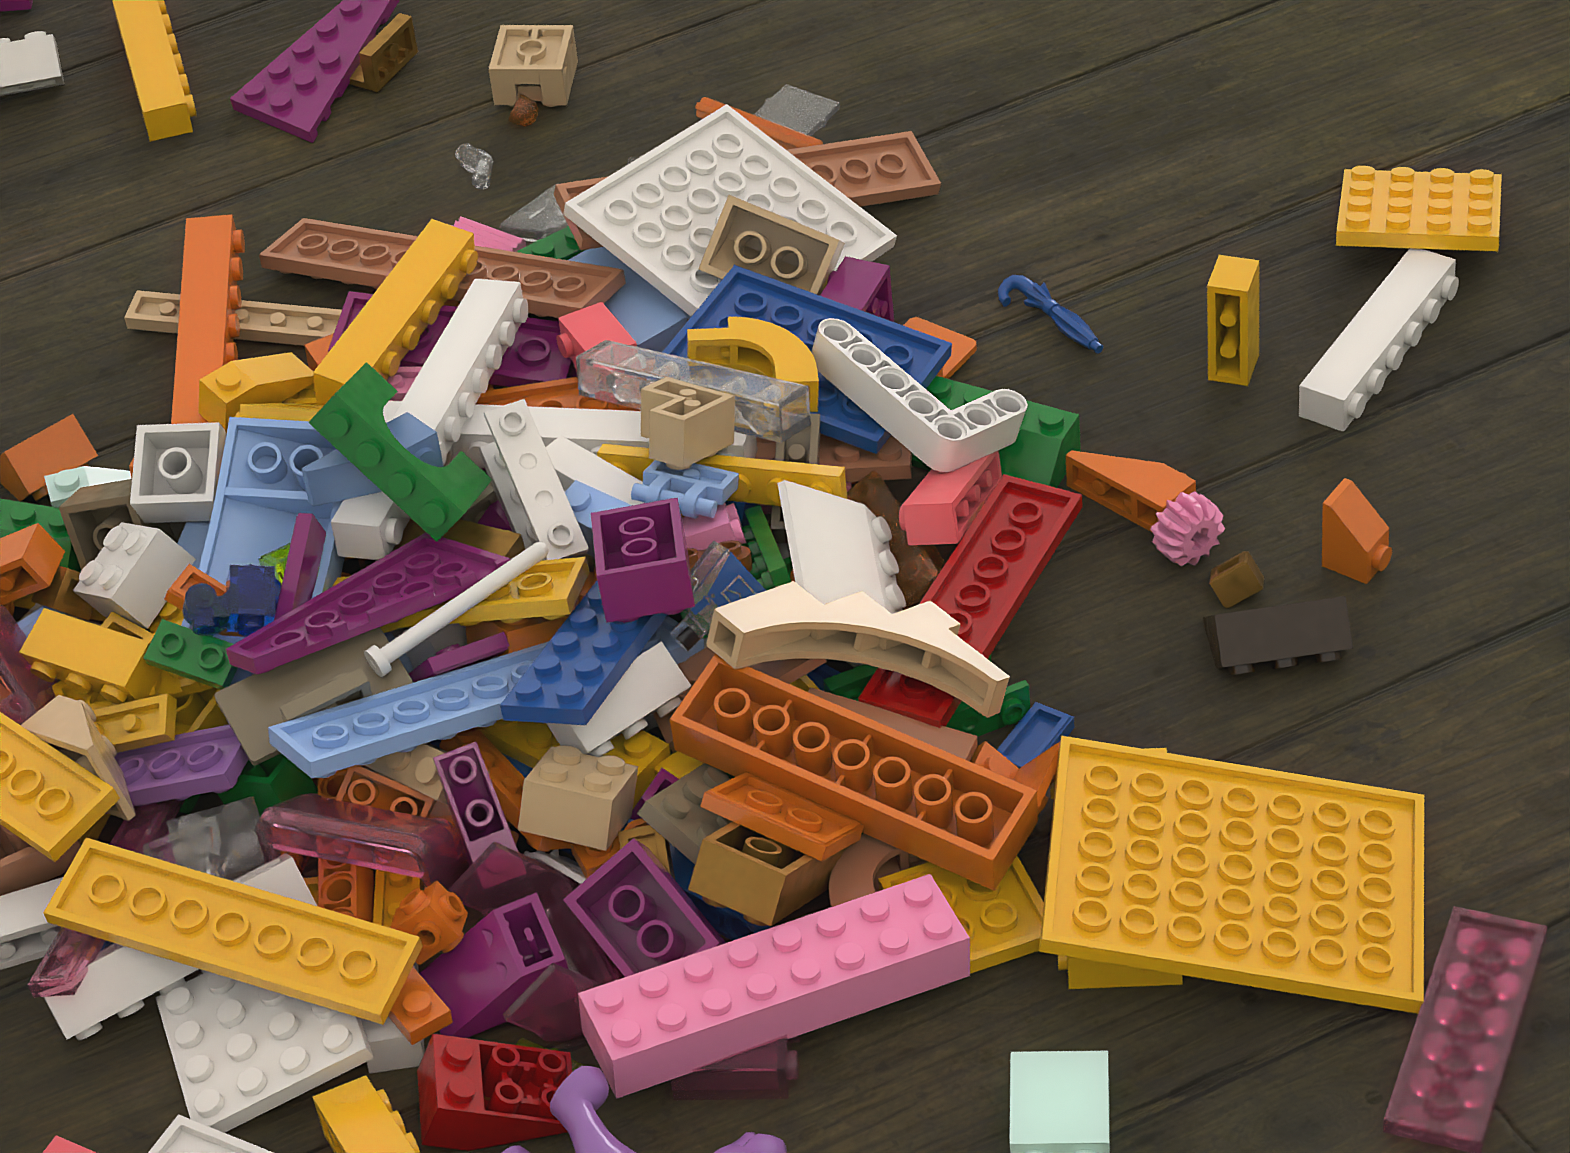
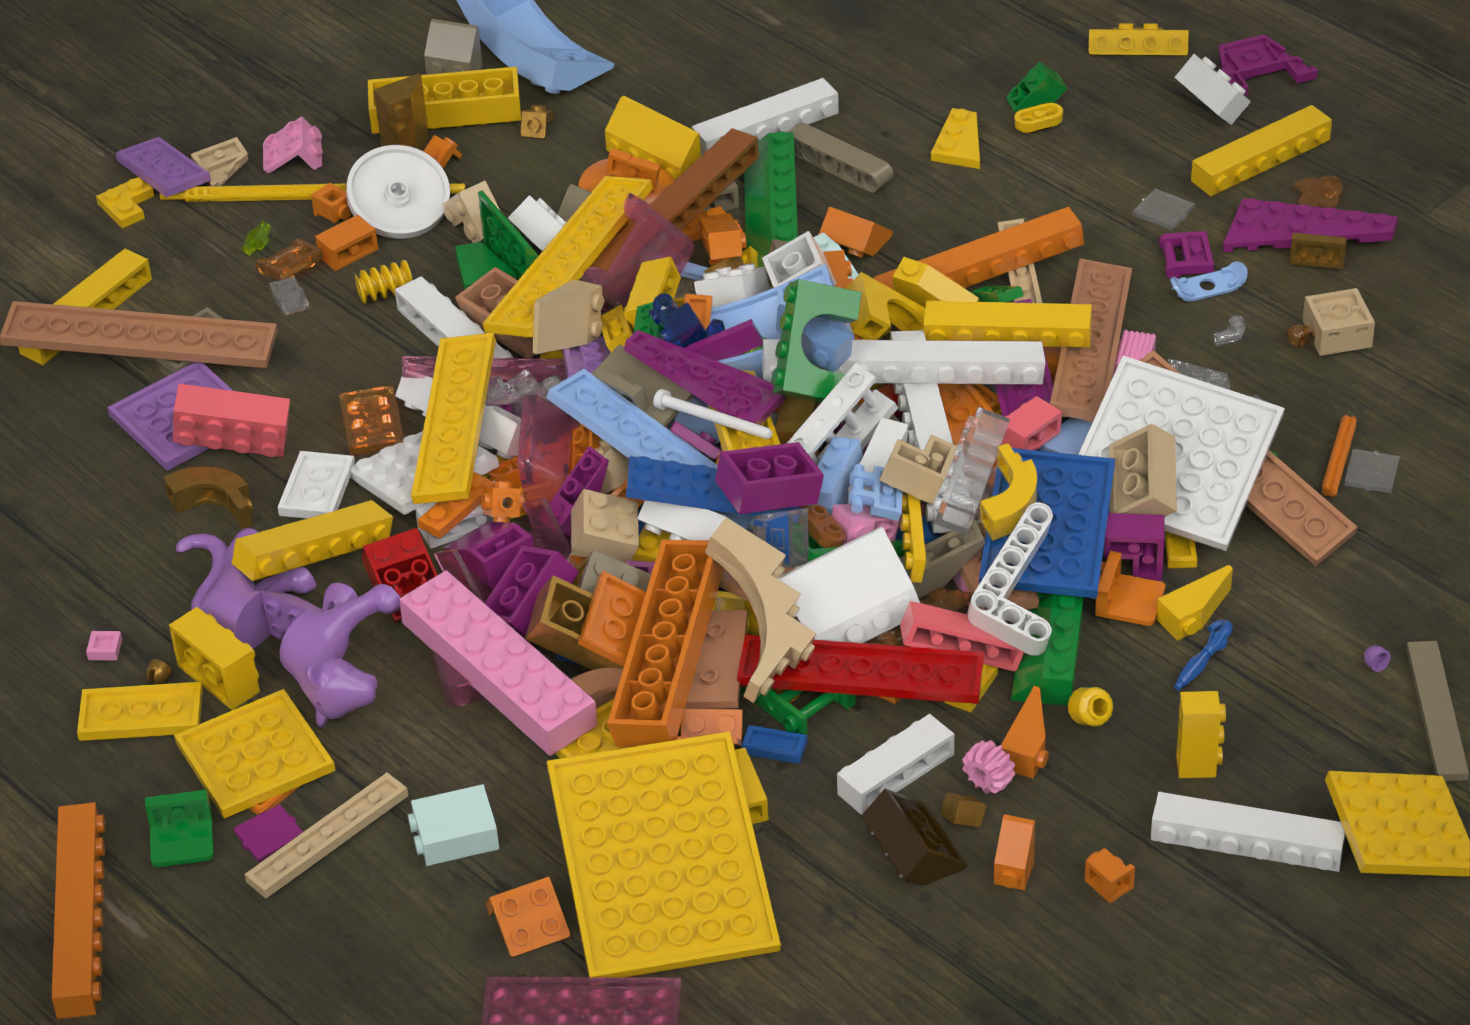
camera: 70 degrees right, 0 degrees up
(96, 1084) = (371, 419): none -> clear orange plate
(191, 174) = (1163, 209): none -> clear piece
(262, 36) = (1319, 192): none -> clear orange plate
(300, 330) = (998, 293): none -> green tile
(306, 160) = (1195, 253): none -> magenta plate
(376, 146) = (1225, 281): none -> light blue piece
(969, 296) = (1192, 605): none -> yellow slope
(1114, 419) = (1090, 706): none -> yellow head
(1125, 176) = (1376, 658): none -> medium lavender hinge
(1133, 623) = (896, 762): none -> white brick
(1231, 152) = (1437, 711): none -> dark tan tile
(1269, 1048) = (529, 917): none -> orange bracket
(1406, 469) = (1109, 875): none -> orange brick

